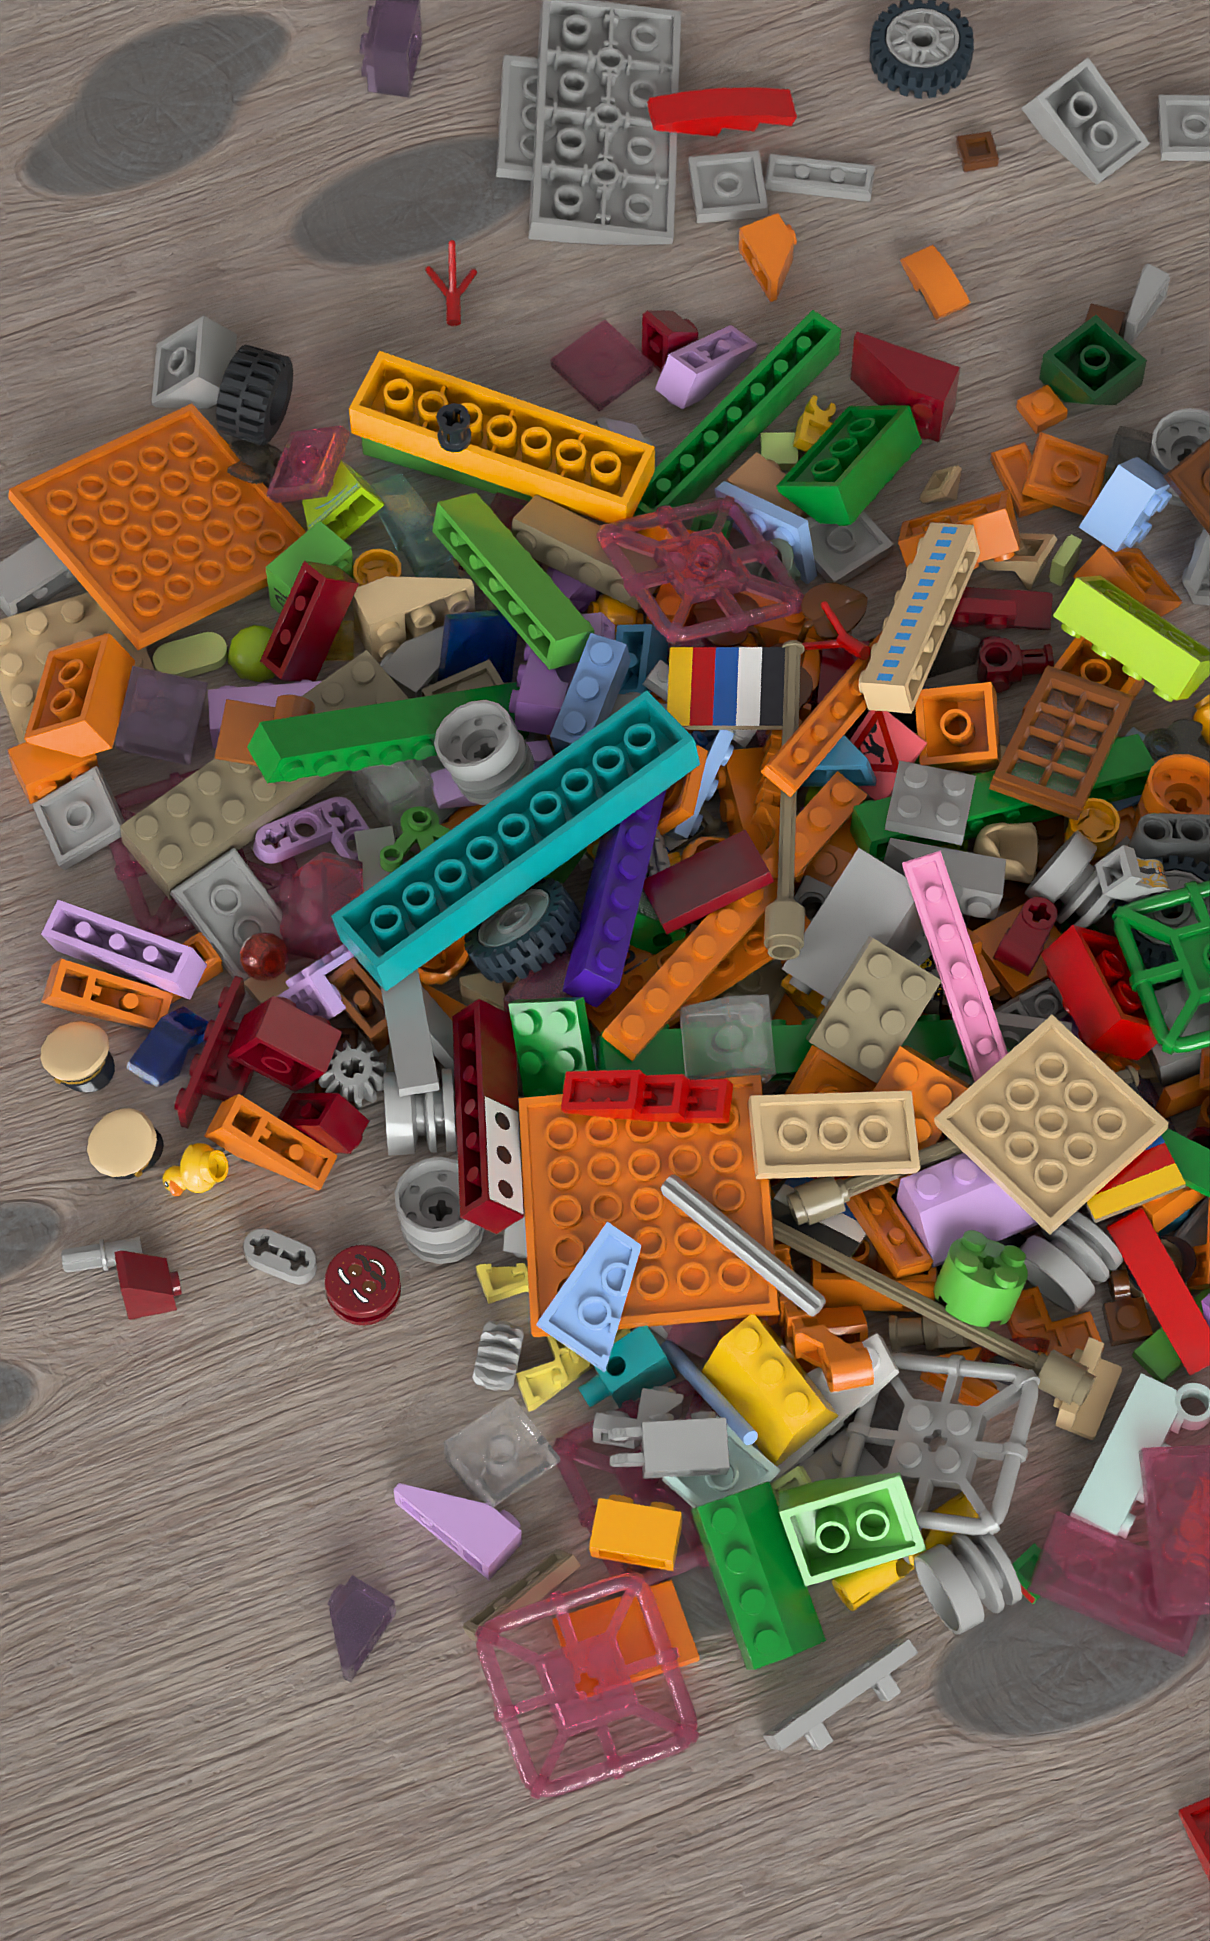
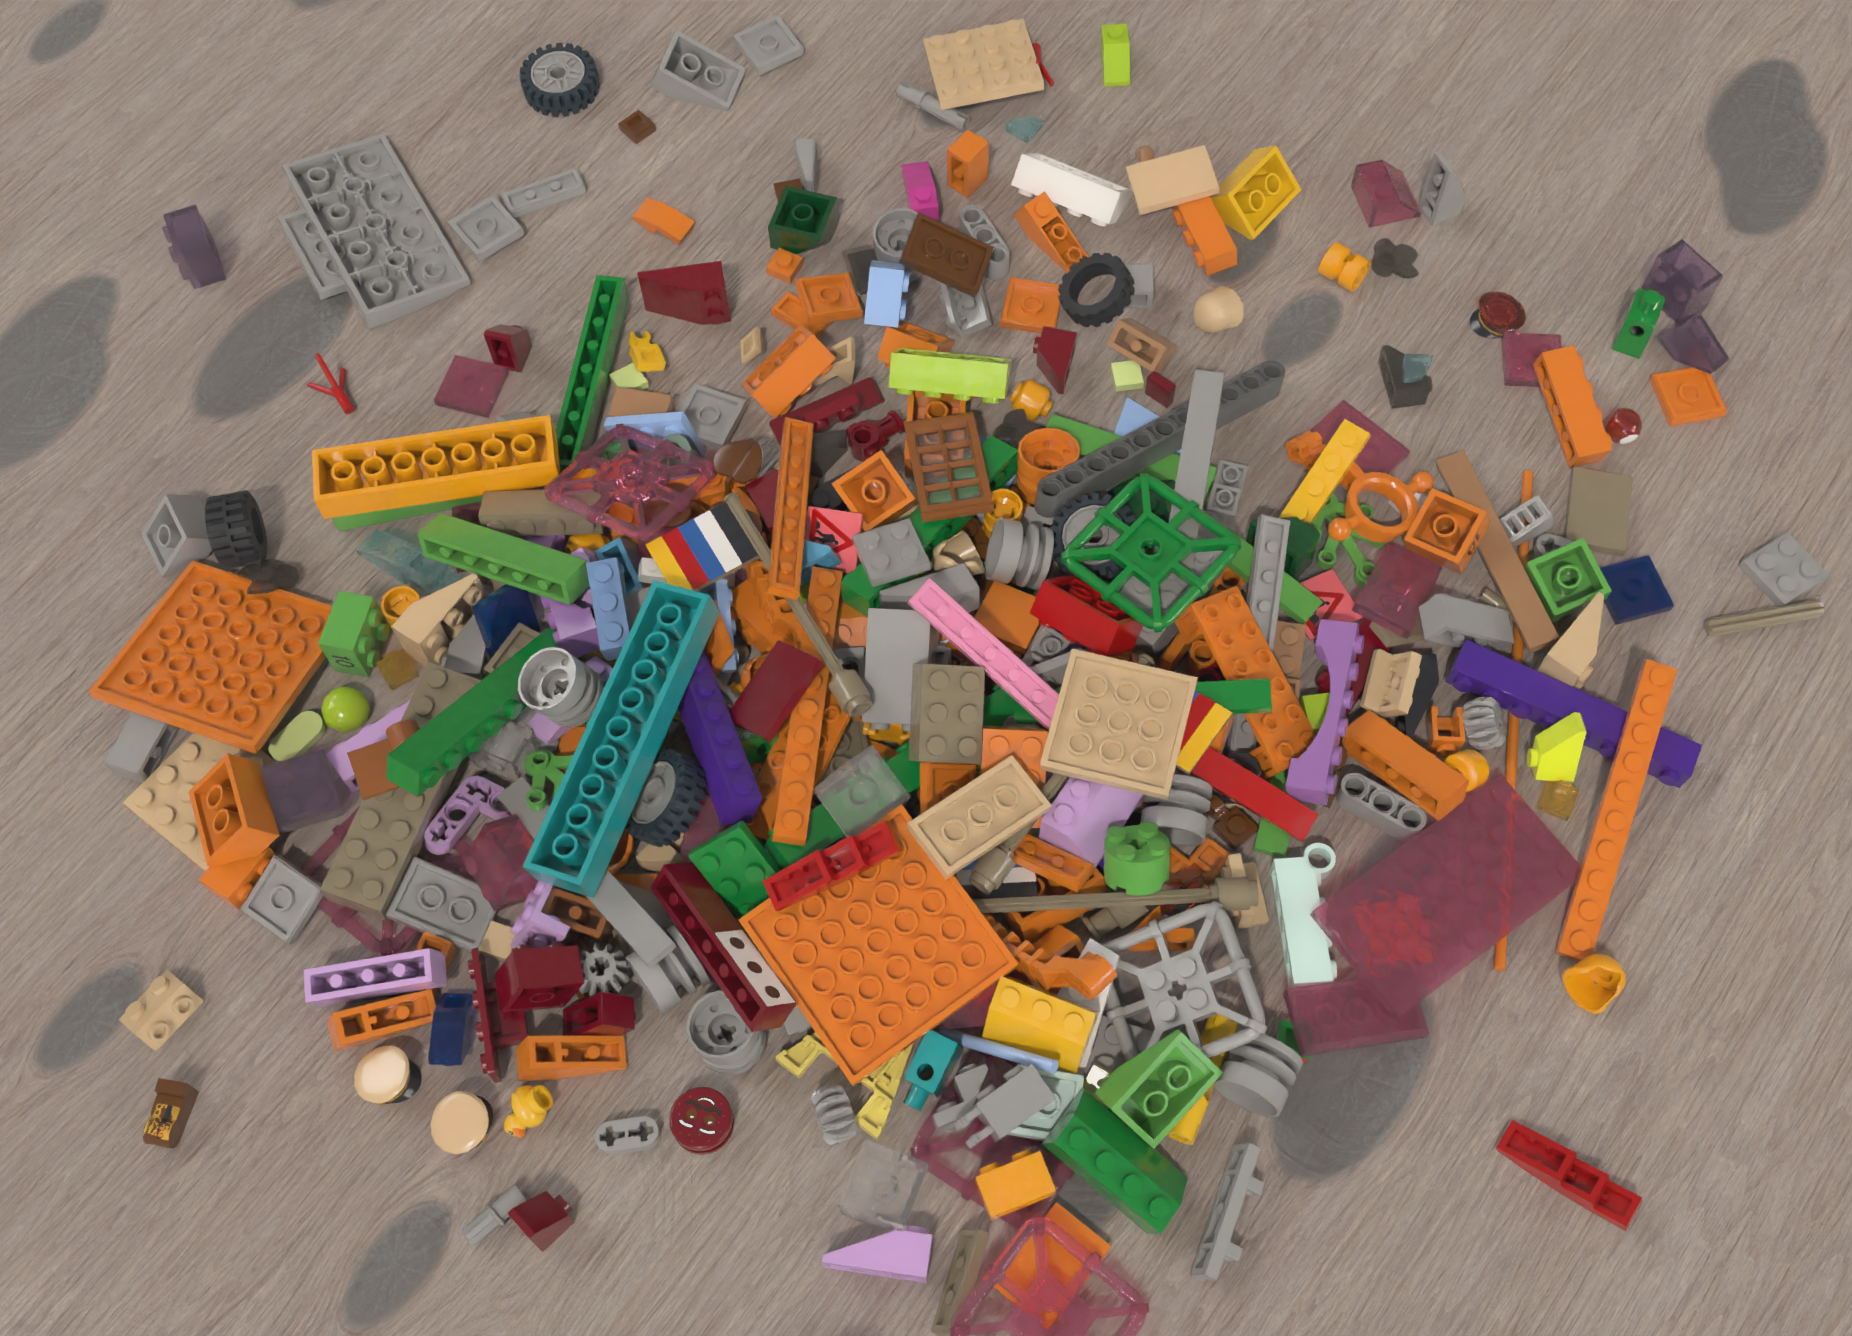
camera: 30 degrees left, 0 degrees up
(264, 956) = (484, 922): clear red piece -> none
(308, 464) = (305, 556): clear pink plate -> none
(309, 622) = (373, 665): dark red brick -> none
(346, 505) = (341, 569): lime torso -> none
(459, 431) = (405, 474): black bush -> none
(593, 1297) = (883, 1033): light blue wing -> none
(703, 365) = (542, 351): lavender slope -> none
(729, 108) = (445, 183): red slope -> none
(743, 1245) = (966, 932): light grey axle -> none
(768, 252) = (539, 256): orange slope -> none
(843, 639) = (761, 475): red plant -> none
(851, 462) = (685, 361): green slope -> none
(919, 618) = (803, 435): tan brick -> none
(1025, 938) = (1011, 606): dark red piece -> none
(1065, 560) = (864, 351): yellowish green tile -> none
(1135, 875) = (1060, 525): light grey leg -> none

